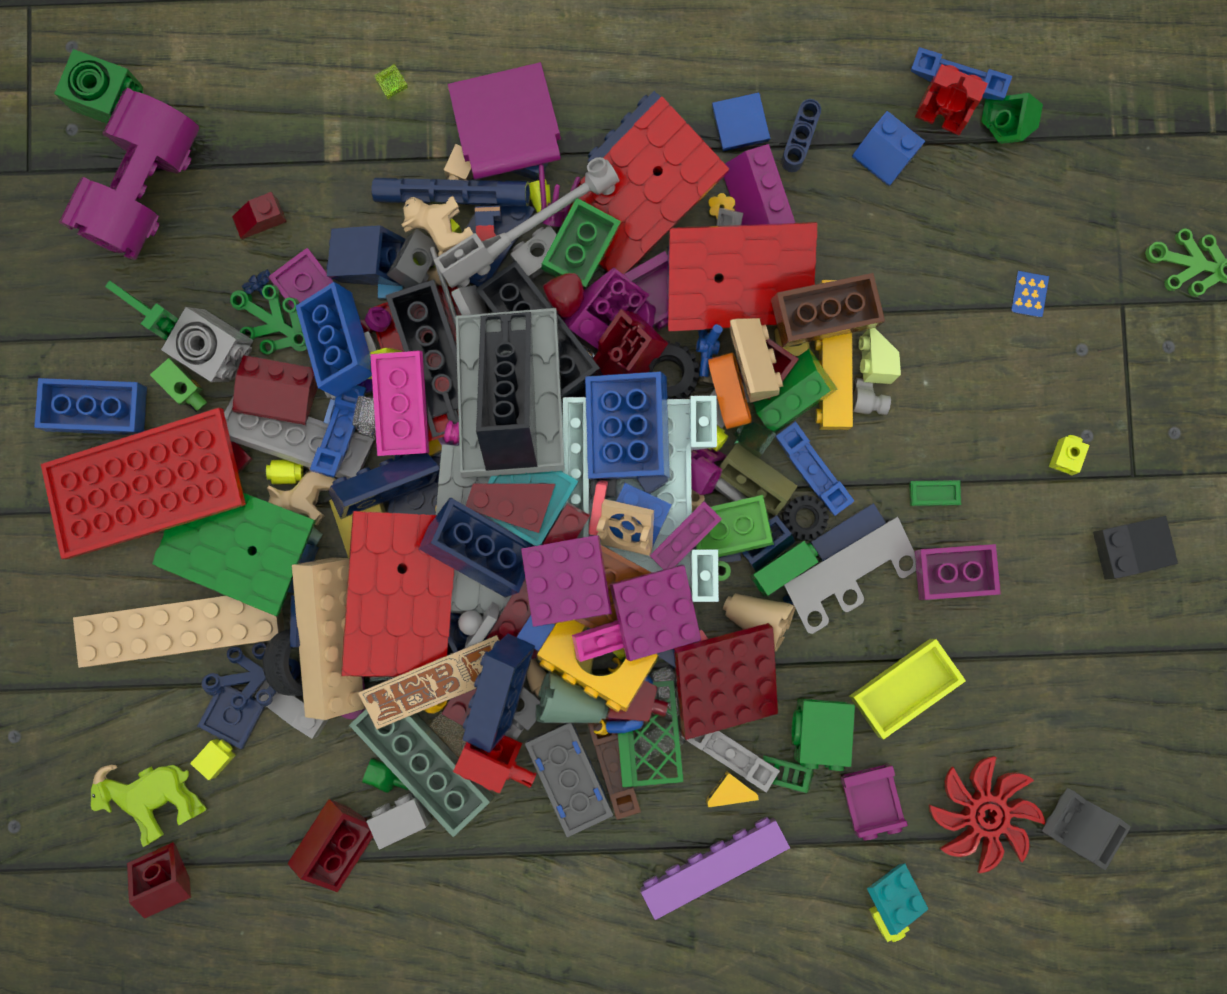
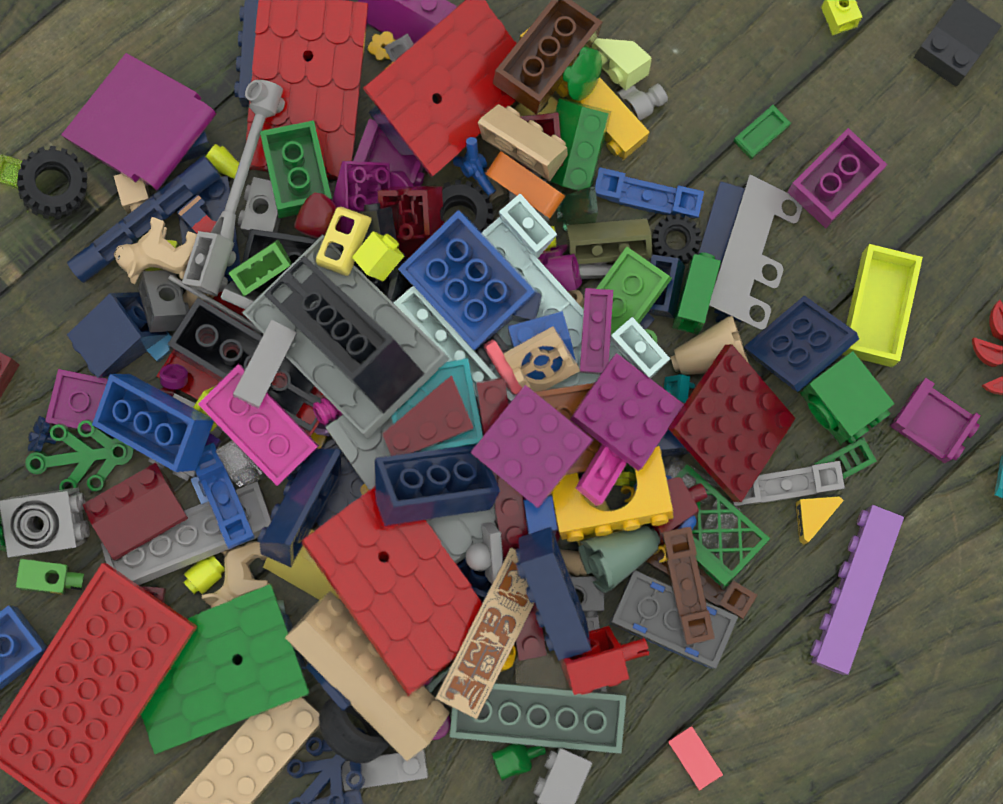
camera: 45 degrees left, 5 degrees down
(418, 93) = (58, 161): none -> black tyre
(437, 365) = (264, 364): none -> light grey tile
(496, 294) = (260, 267): none -> bright green brick
(504, 882) = (695, 758): none -> coral tile
(557, 218) = (255, 167): magenta plant -> none
(567, 331) = (351, 241): none -> light yellow piece
(578, 356) = (378, 255): none -> neon yellow brick
(595, 766) = (687, 585): none -> reddish brown slope
(597, 331) = (381, 220): none -> black brick
(712, 622) = (678, 386): none -> teal tile
(826, 666) = (801, 343): none -> dark blue plate
(840, 346) = (583, 74): none -> green dish

